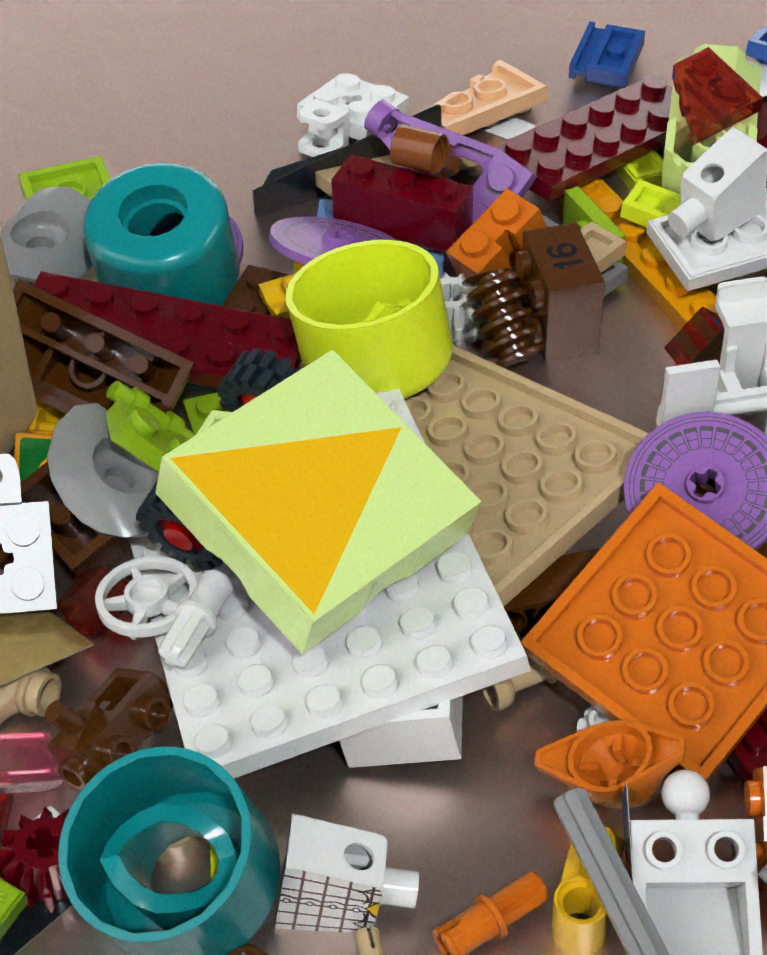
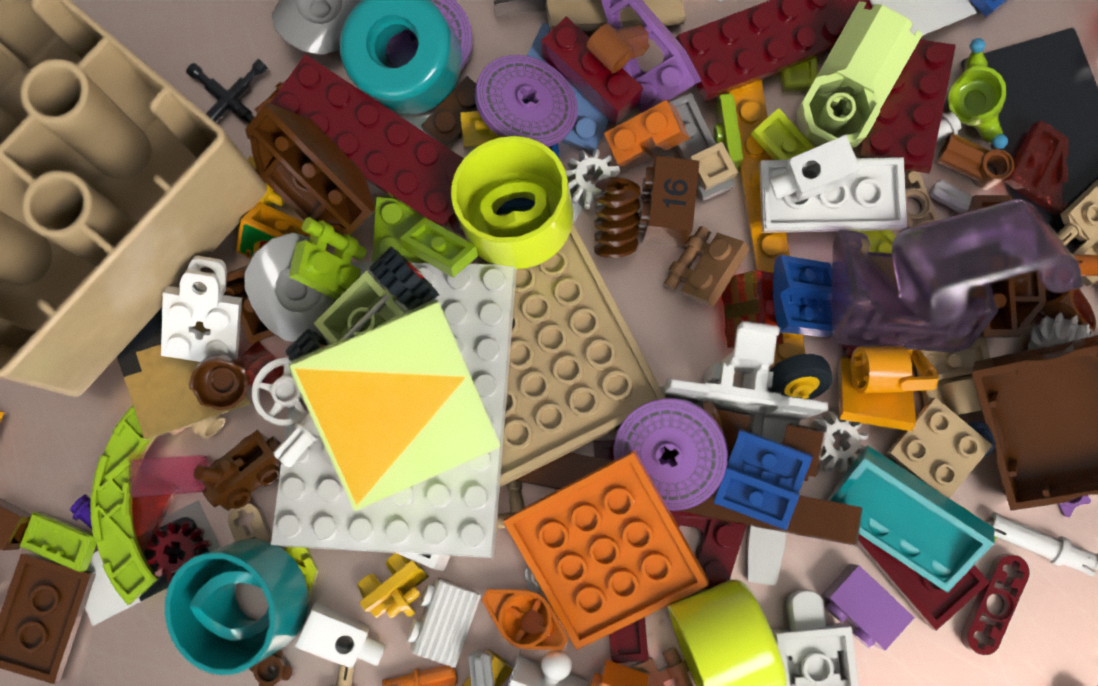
camera: 15 degrees right, 35 degrees up
(46, 606) = (219, 382): none -> reddish brown hair
(401, 800) = (396, 592): none -> yellow hips
(491, 815) = (443, 622): none -> white brick
(639, 347) = (714, 269): none -> medium nougat plate
(712, 95) = (860, 66): clear red wing -> none

